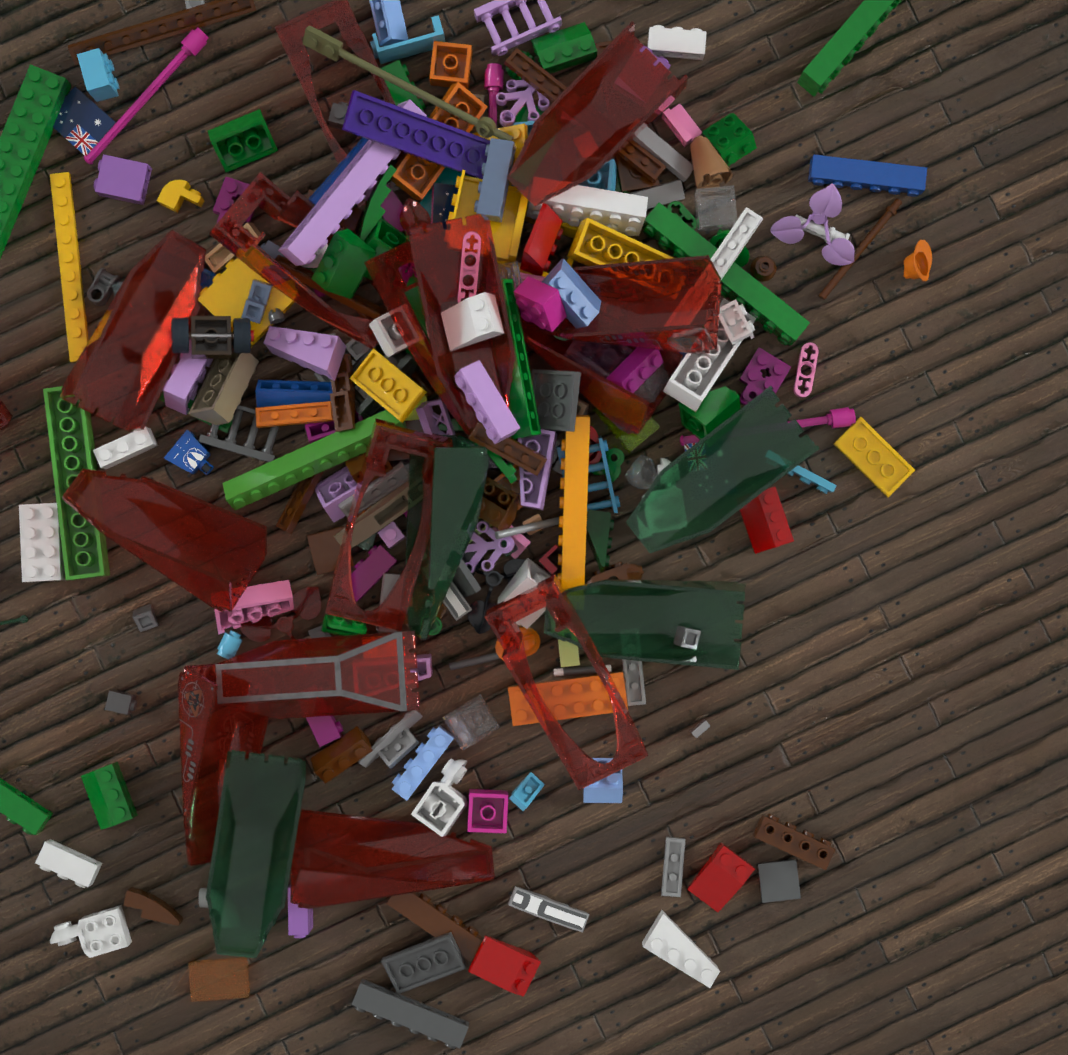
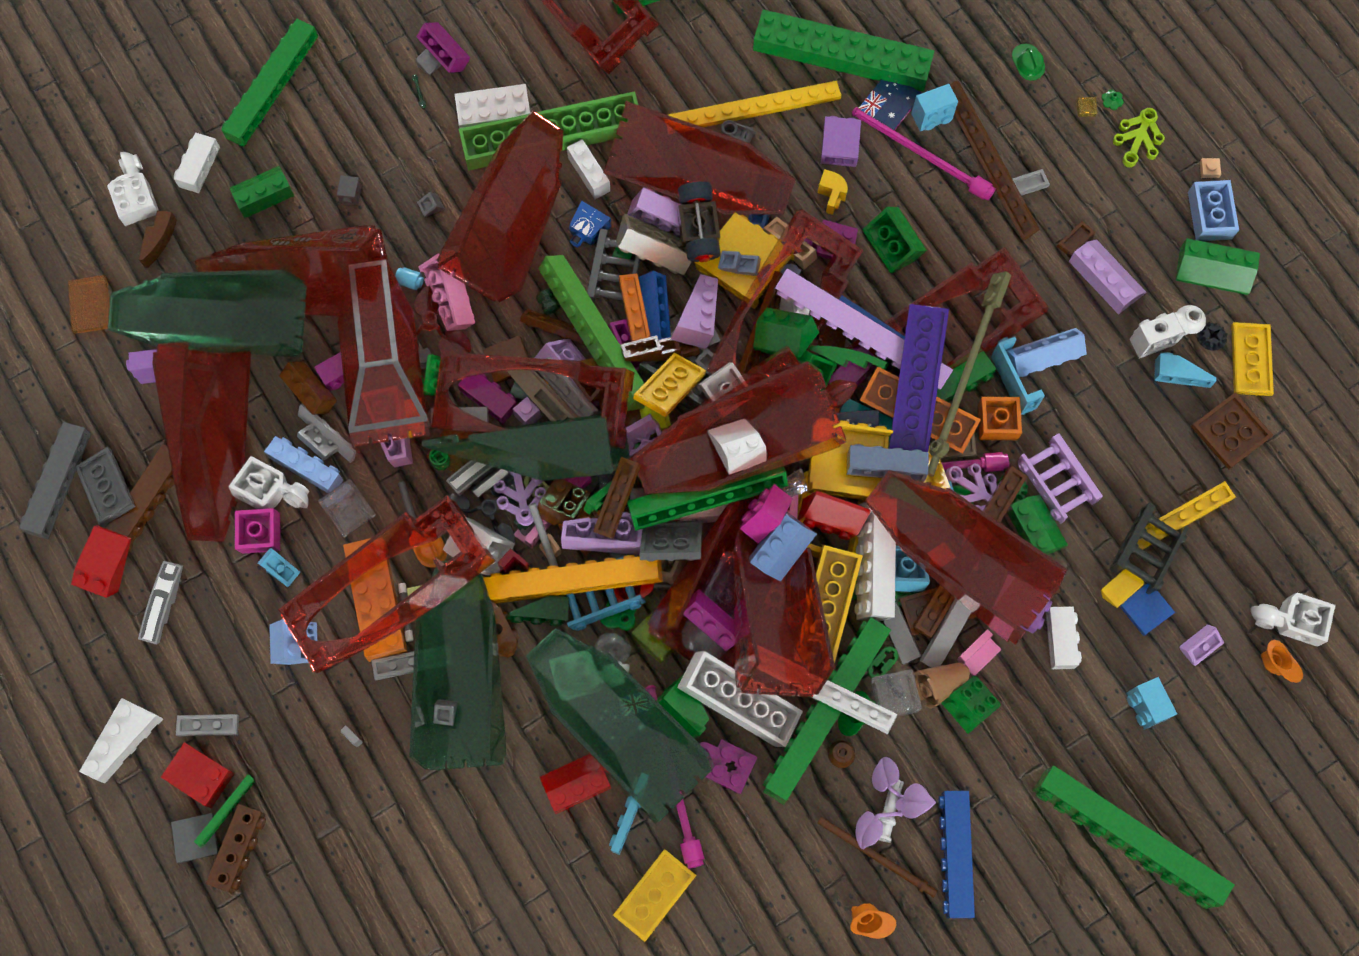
camera: 85 degrees right, 15 degrees down
(272, 503) = (548, 302): none -> clear green wheel
(276, 317) = (727, 281): dark grey hinge -> none
(469, 270) = (789, 434): bright pink beam -> none
(486, 402) = (658, 468): lavender brick -> none
(735, 323) = (777, 721): white bracket -> none
(760, 851) = (224, 811): none -> green tile
(803, 355) = (724, 804): bright pink beam -> none

